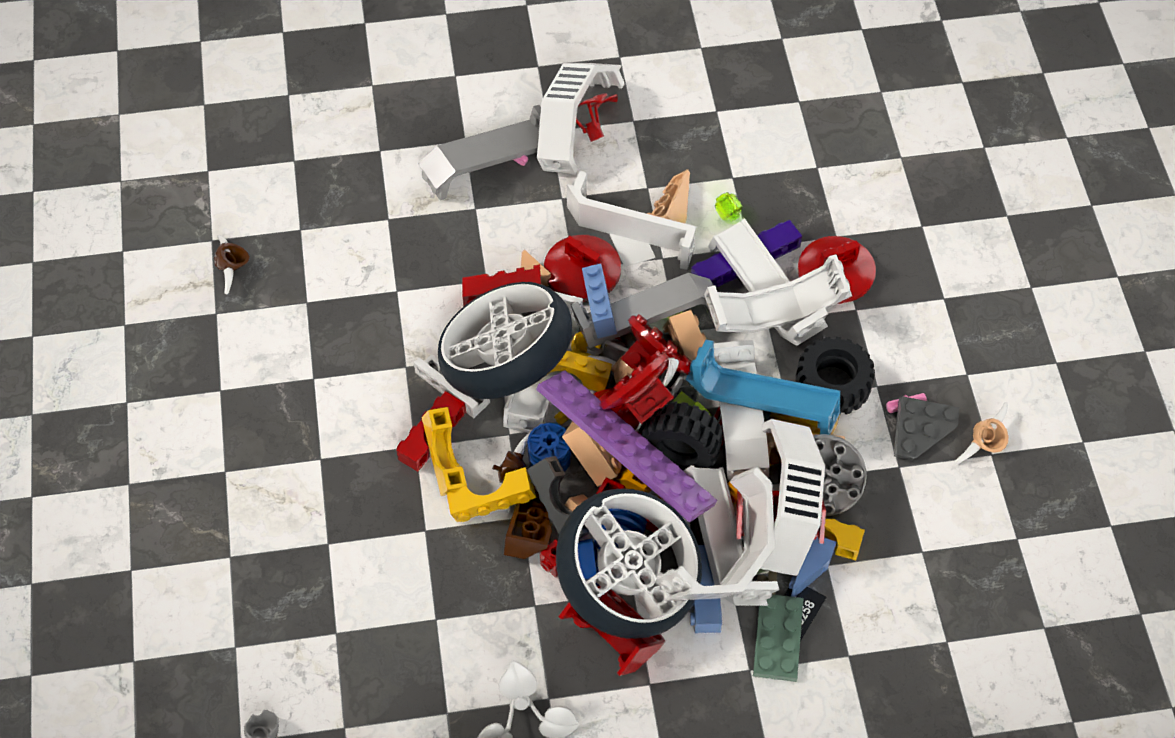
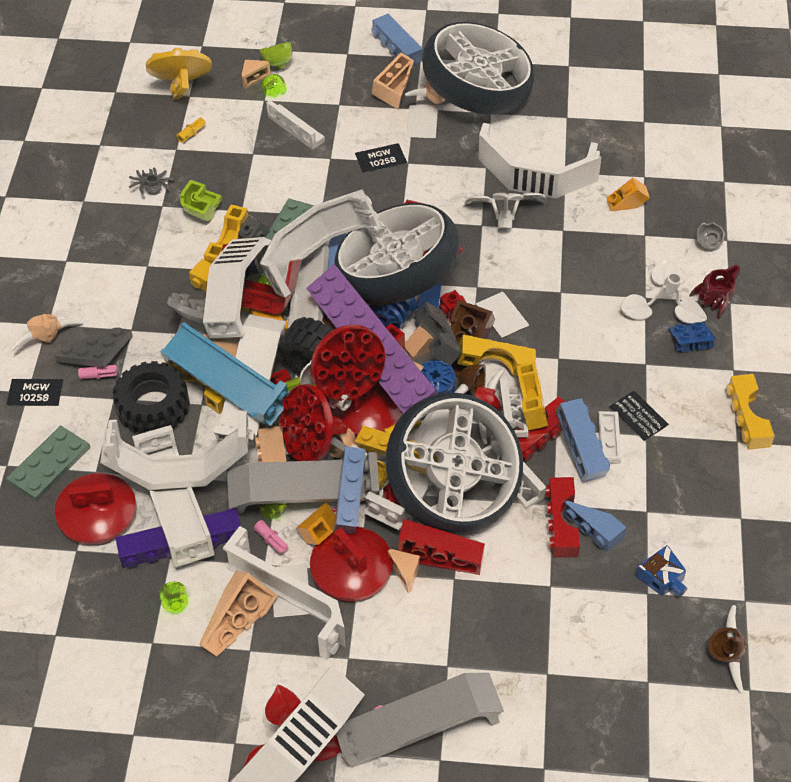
camera: 165 degrees left, 5 degrees down
(217, 519) = (755, 430): none -> yellow arch
(249, 646) = (718, 290): none -> dark red piece
(278, 583) = (692, 336): none -> blue hinge
(283, 617) = (670, 279): none -> white plant
(293, 314) = (663, 572): none -> blue torso
(330, 479) = (639, 415): none -> black sticker
(357, 345) = (600, 526): none -> medium blue slope
(358, 445) = (610, 436): none -> white tile
(385, 417) = (582, 440): none -> medium blue brick
(389, 328) = (564, 537): none -> red arch
(468, 432) = (508, 411): none -> white fence
(490, 444) = (488, 395): none -> helmet
(498, 574) = (506, 315): none -> white sticker
(623, 284) = (318, 525): none -> light orange slope
(658, 274) = (270, 537): none -> bright pink axle
(816, 608) = (253, 228): none -> dark grey brick
(842, 600) = (232, 224): none -> yellow arch
(900, 638) = (199, 201): none -> lime brick
(904, 305) = (48, 463): none -> sand green plate
(960, 376) = (34, 392): none -> black sticker
(977, 668) = (150, 181): none -> dark grey animal

